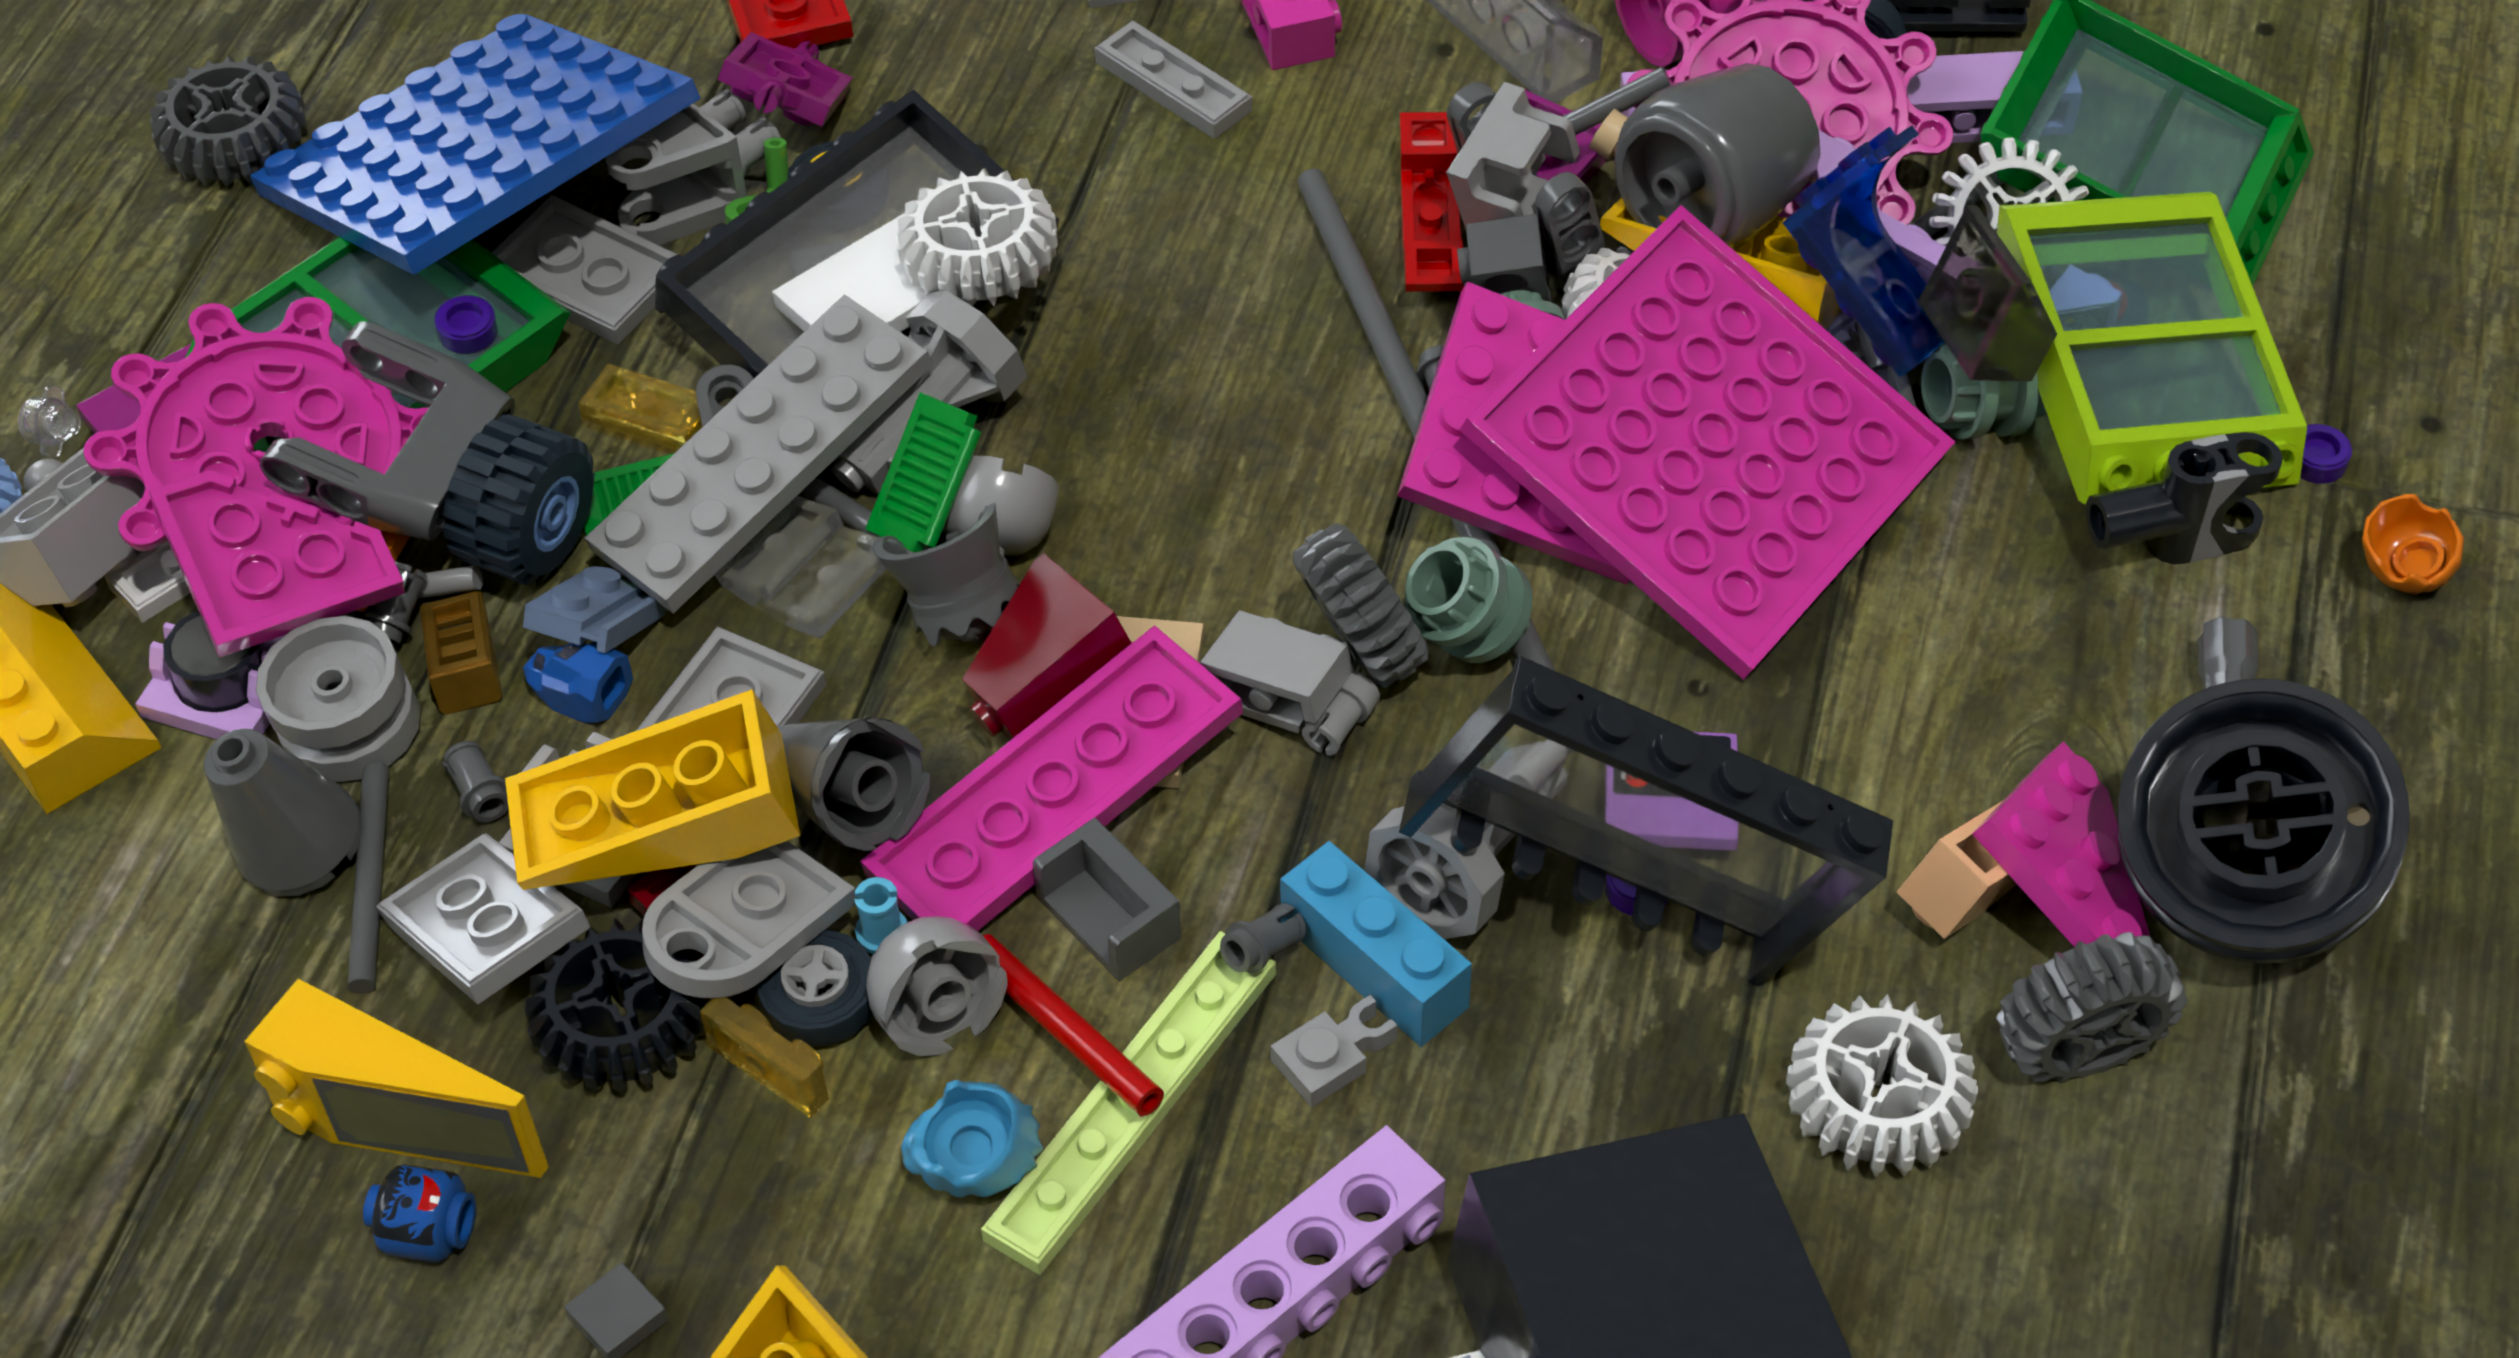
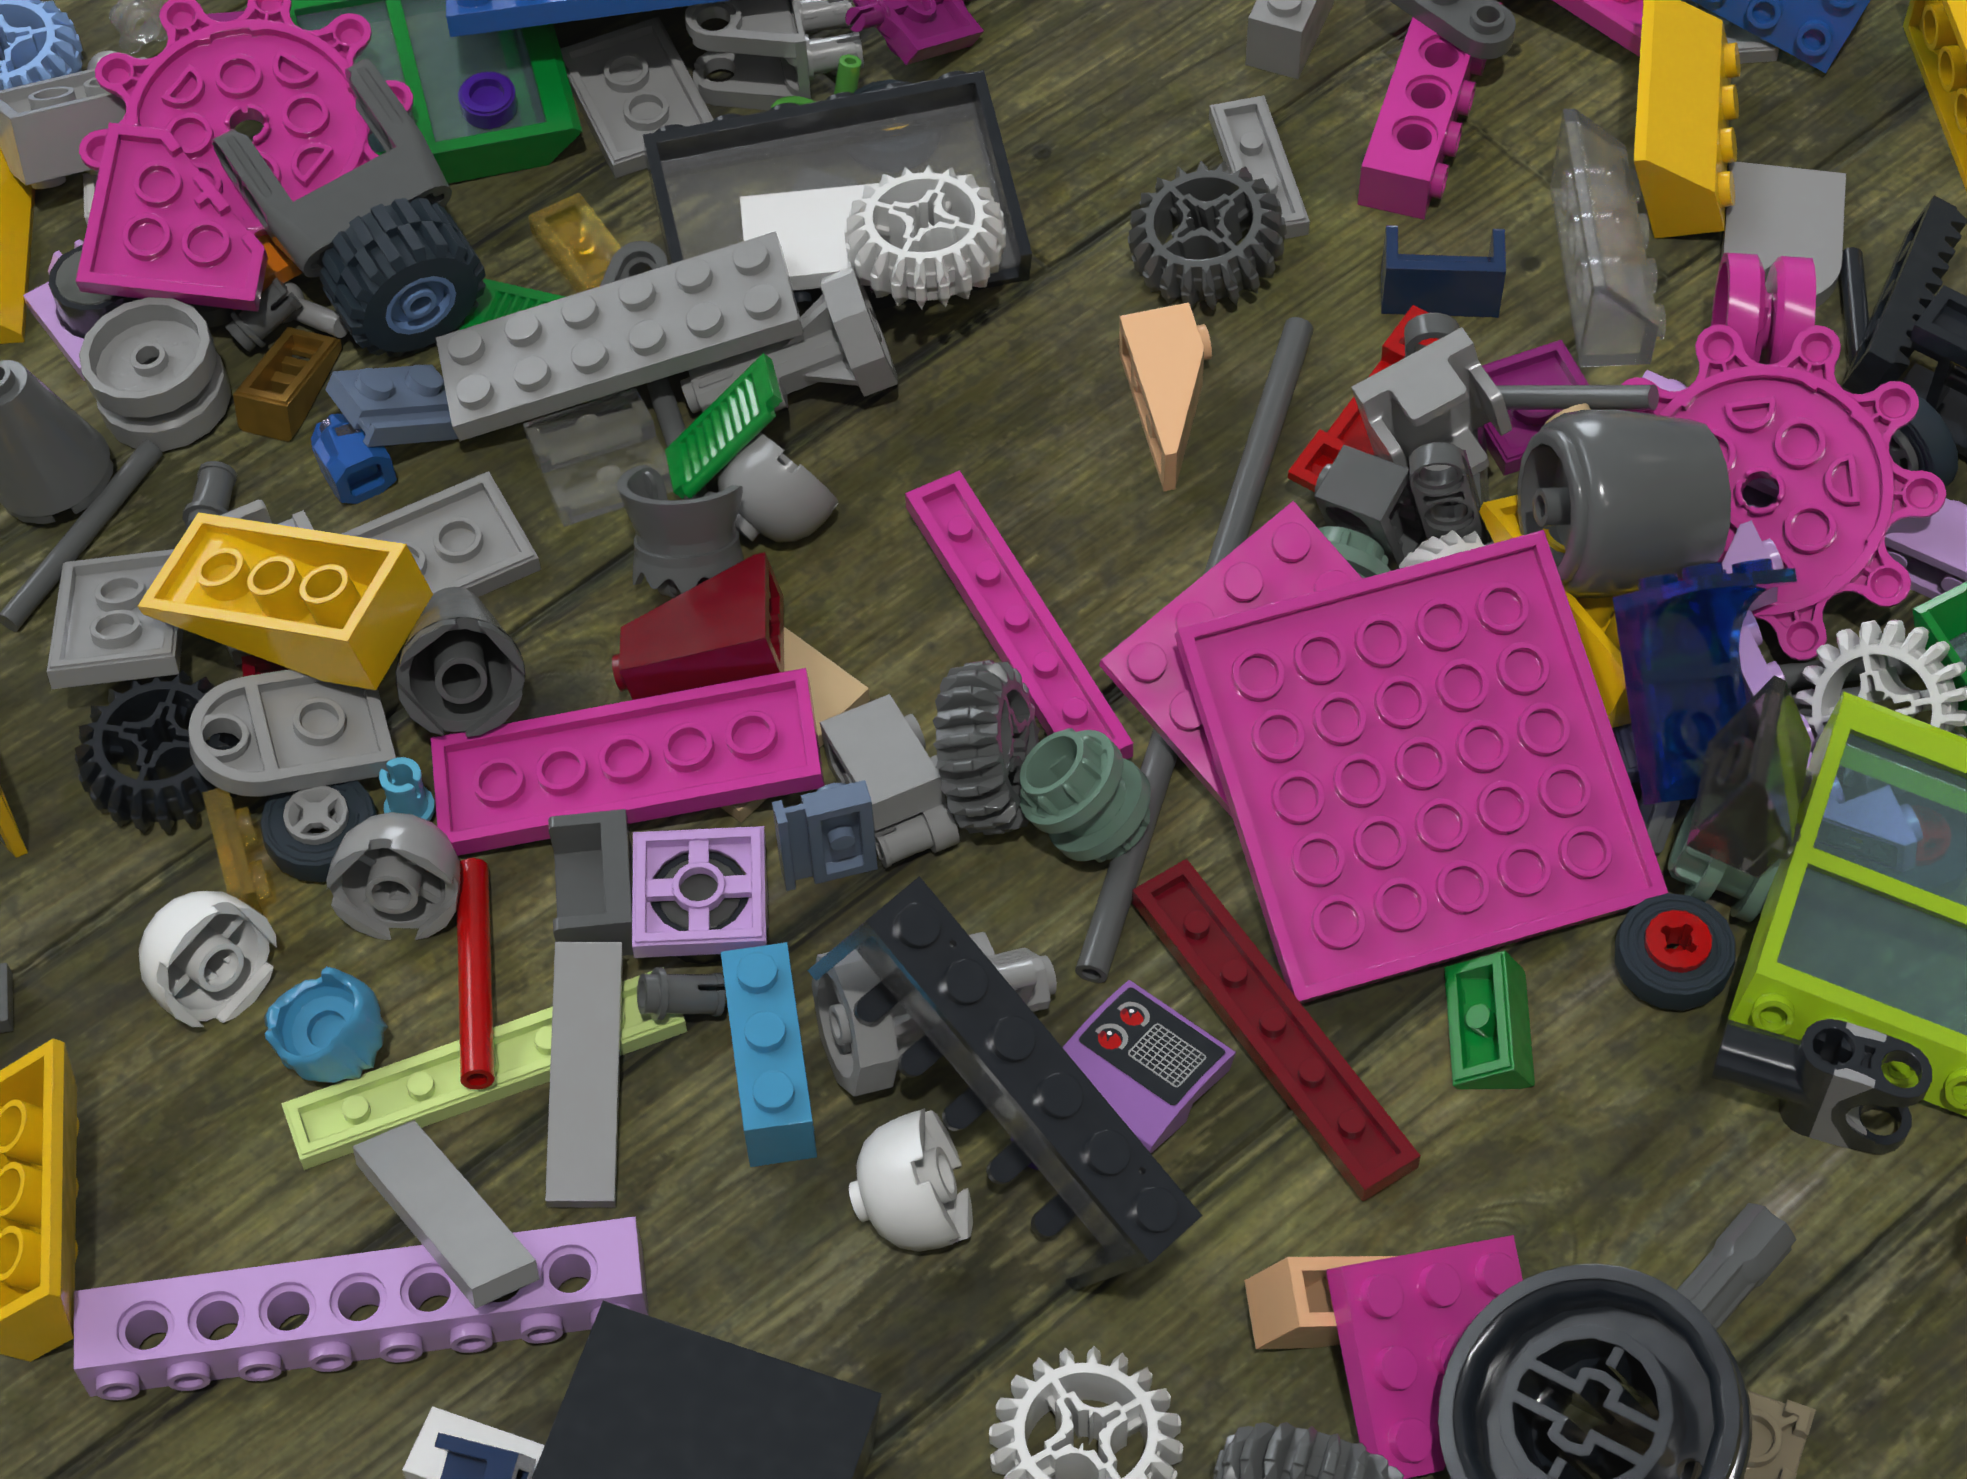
camera: 35 degrees right, 5 degrees up
(812, 1143) = (206, 956): none -> white cylinder
(1177, 128) = (1202, 254): none -> dark grey gear
(1218, 848) = (700, 895): none -> lavender piece
(1224, 1217) = (446, 1214): none -> light grey tile
(1234, 1048) = (584, 1075): none -> light grey tile
(1240, 264) = (1164, 369): none -> light nougat slope
(1257, 497) = (1011, 610): none -> dark pink plate
(1285, 743) = (826, 834): none -> sand blue plate
(1327, 1055) = (661, 1123): light grey plate -> none
(1411, 86) = (1442, 282): none -> dark blue panel
(1581, 972) = (910, 1185): none -> white cylinder
(1750, 699) = (1276, 1030): none -> dark red plate
(1899, 610) = (1489, 1024): none -> green slope
(1992, 480) = (1677, 976): none -> black wheel

